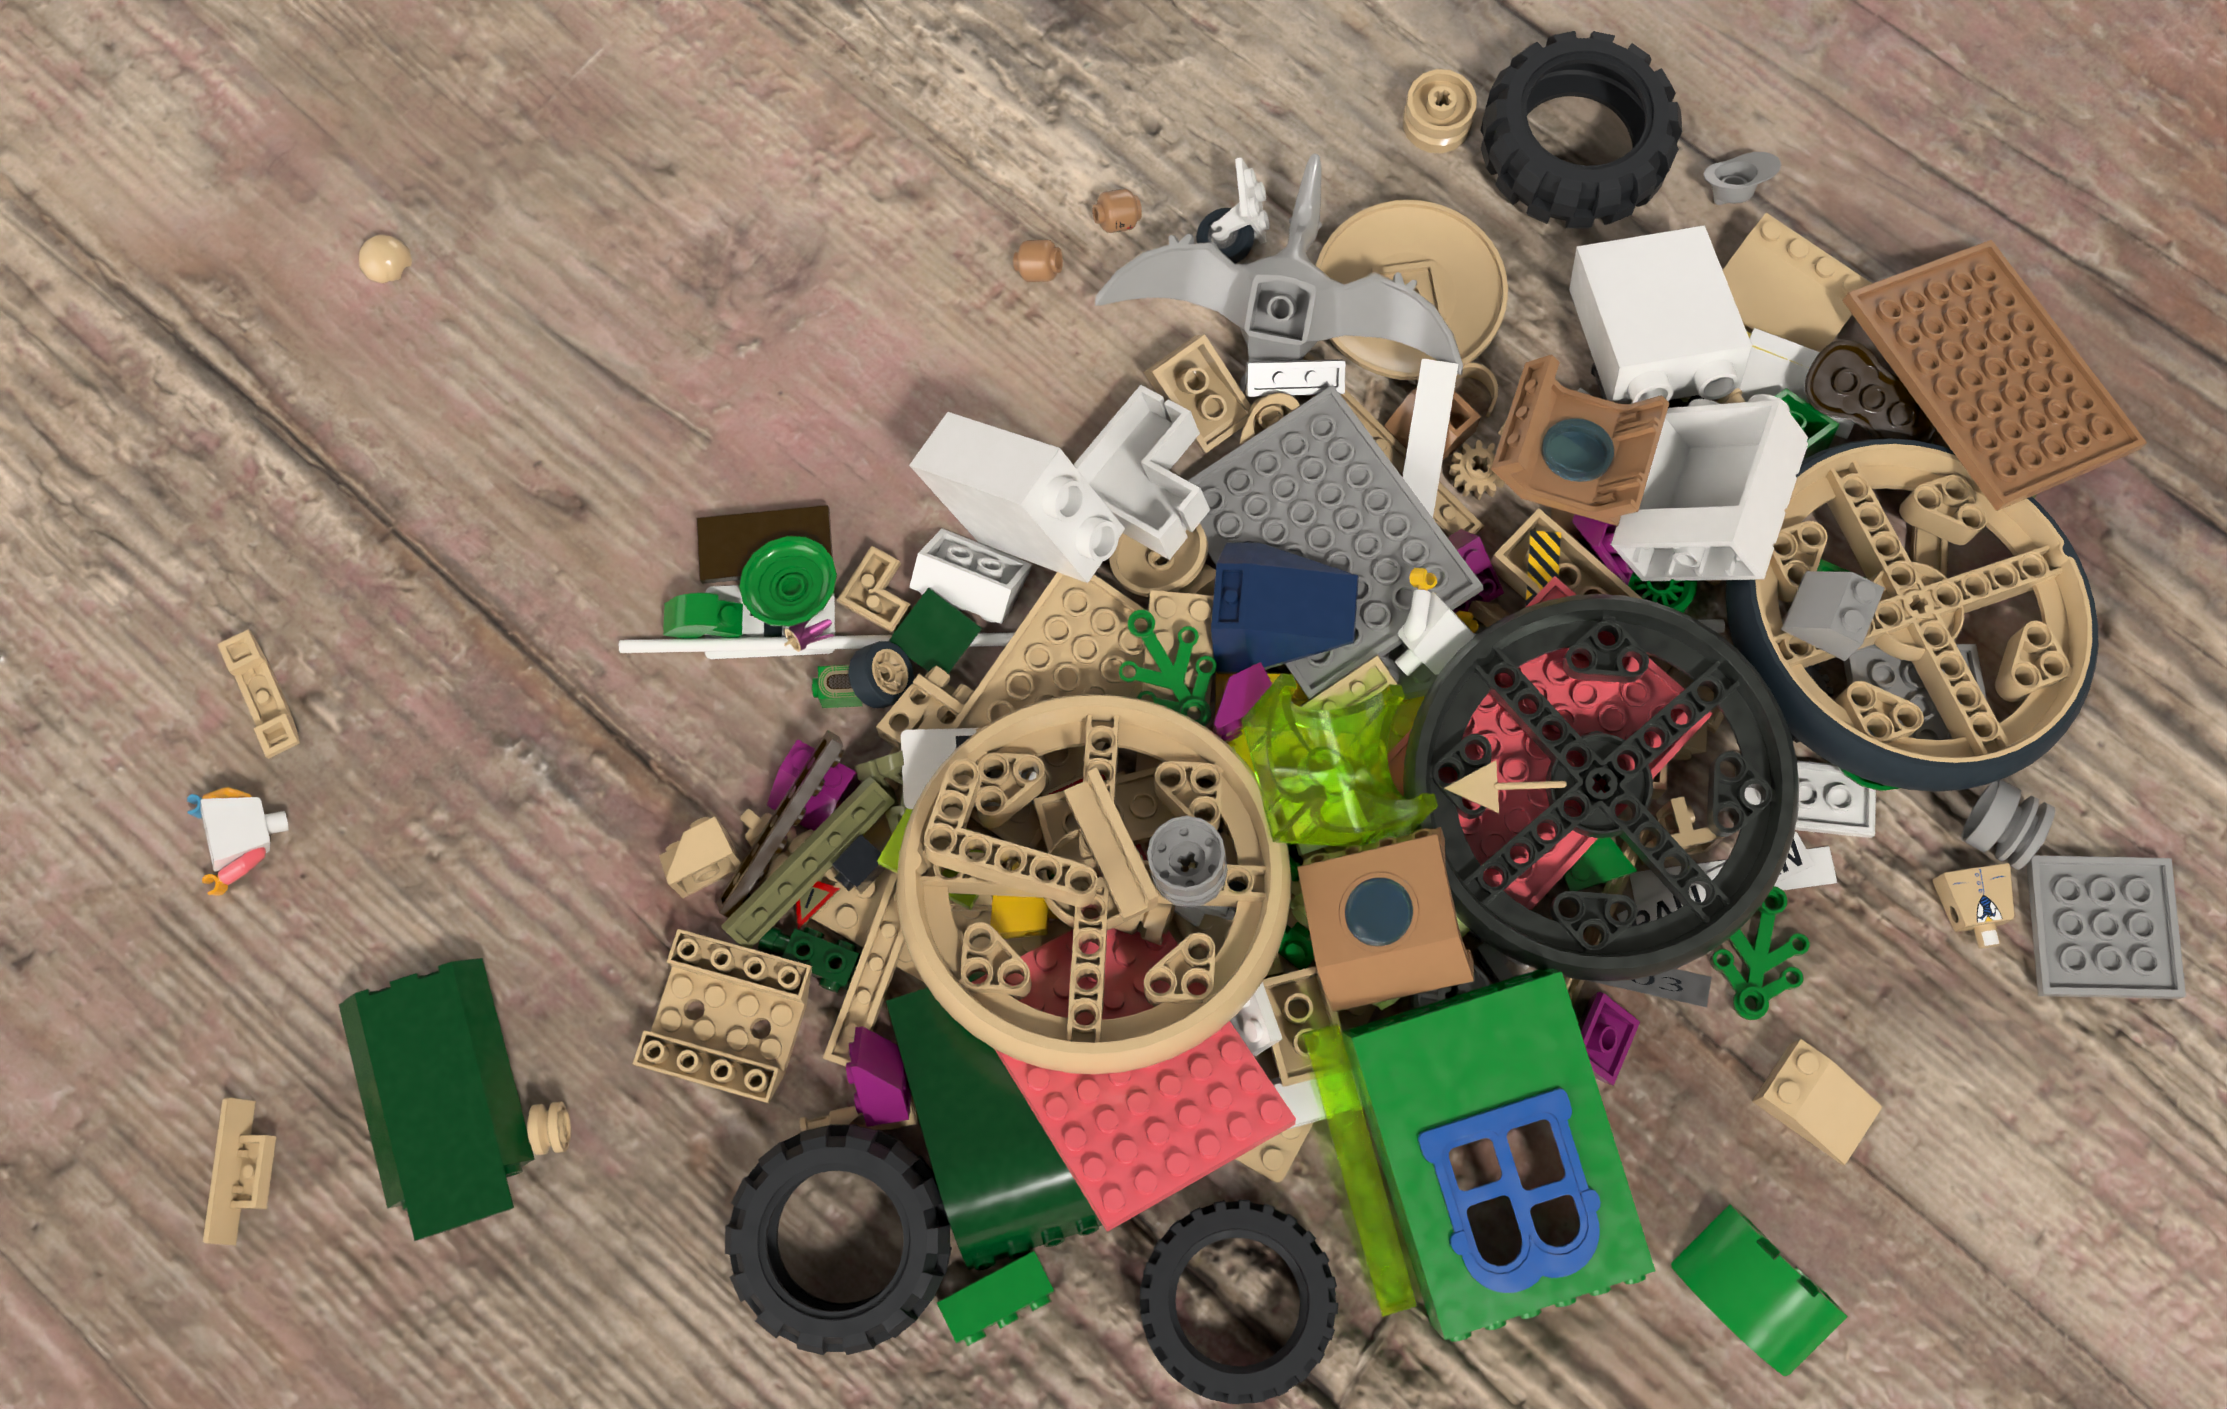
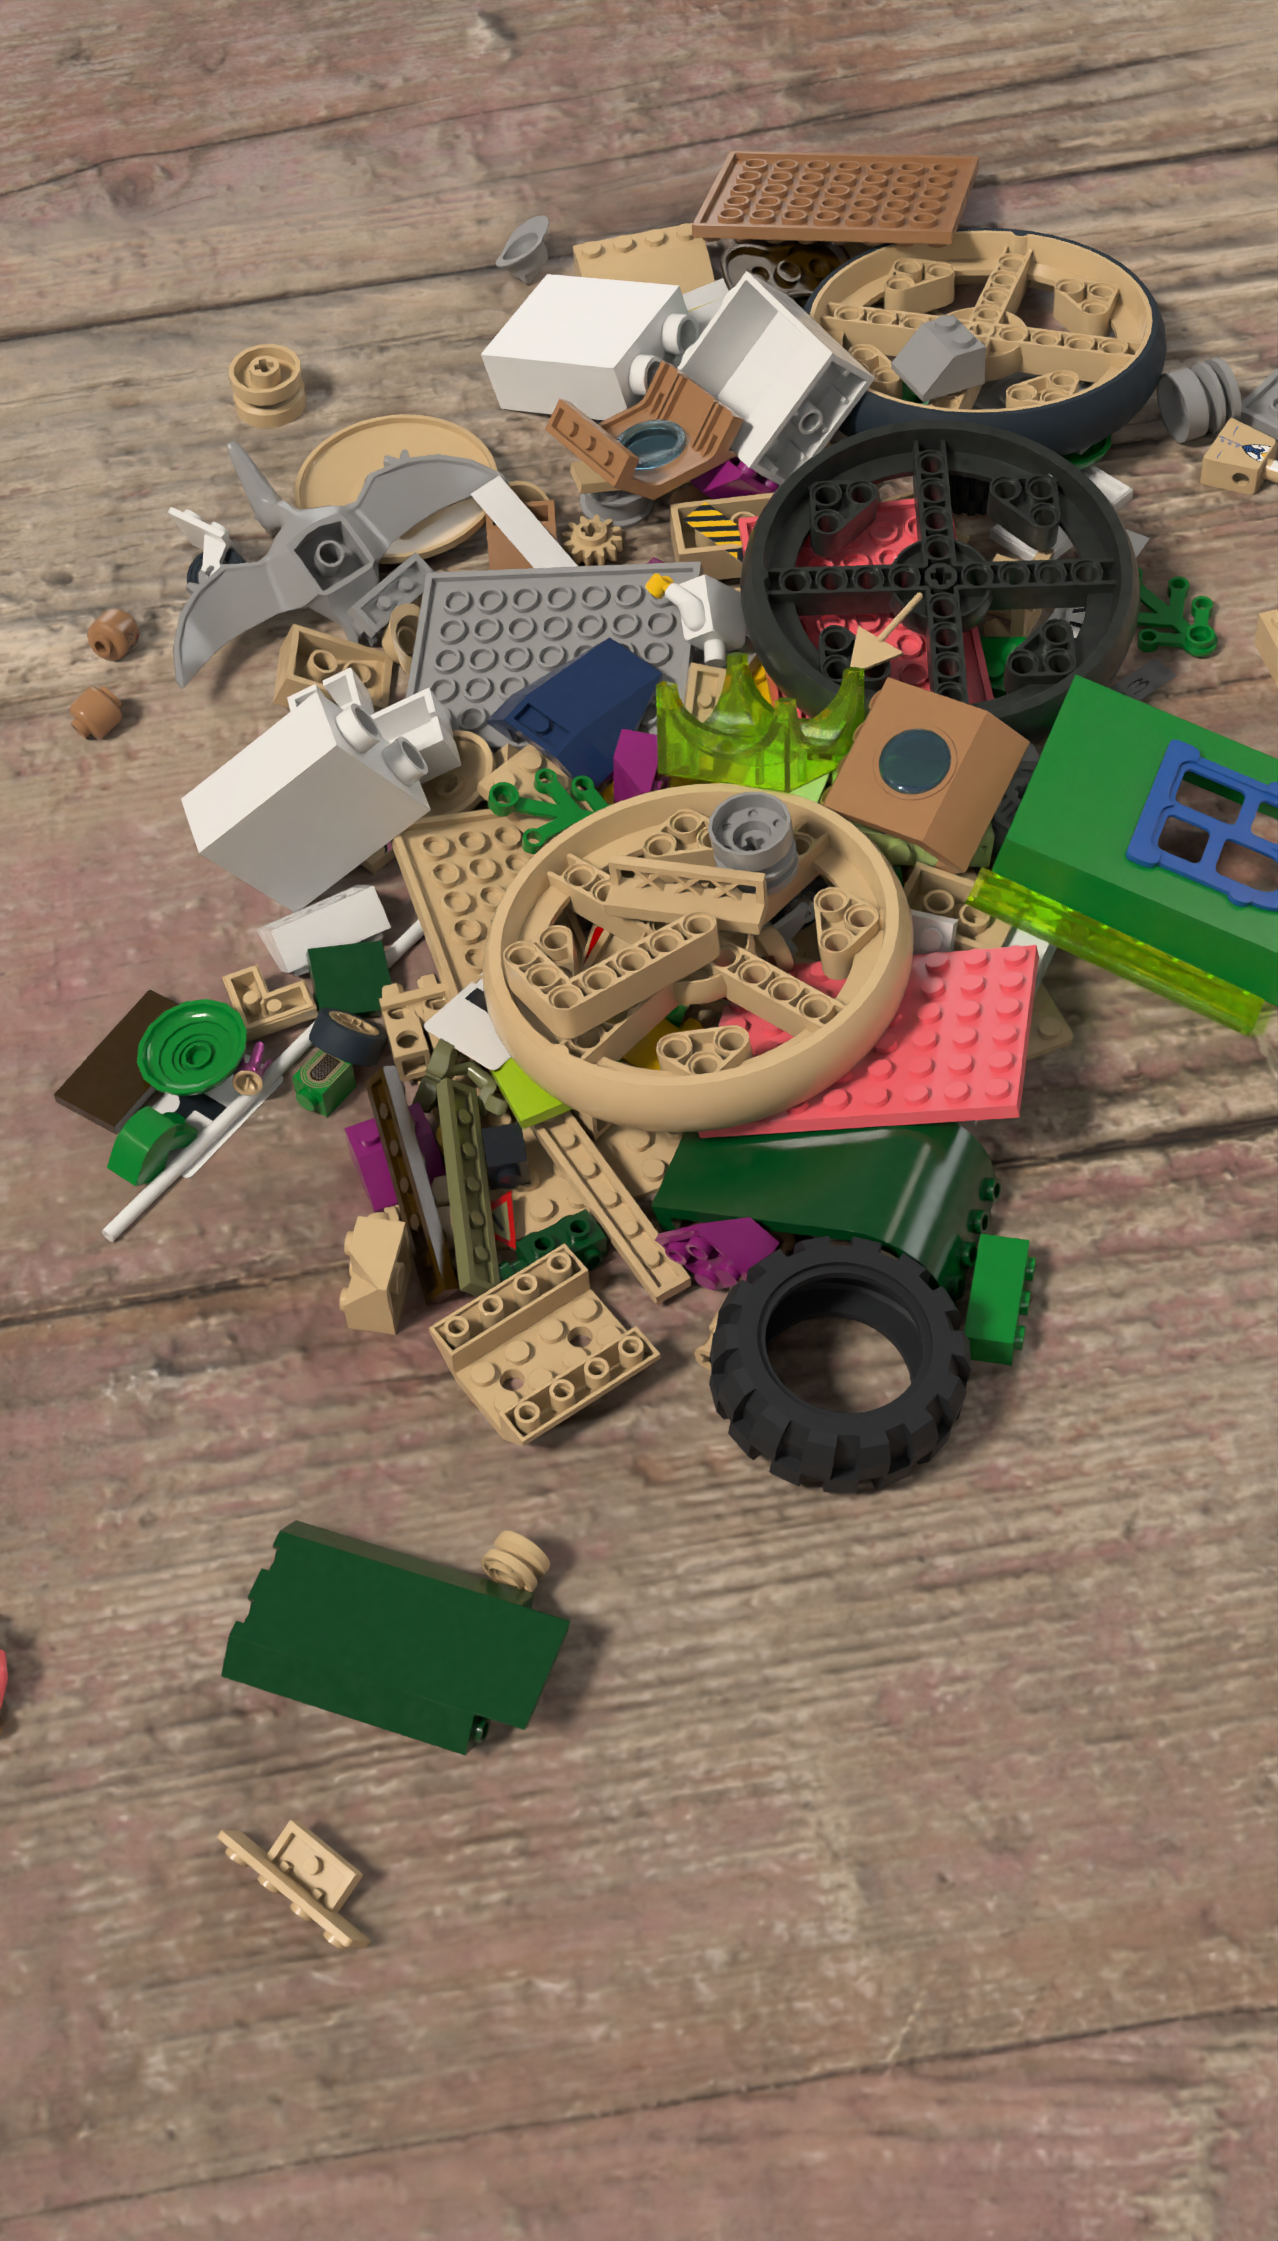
camera: 50 degrees left, 20 degrees down
(1316, 1293) = (1165, 1048): black tyre -> none
(1590, 70) = (392, 352): black tyre -> none

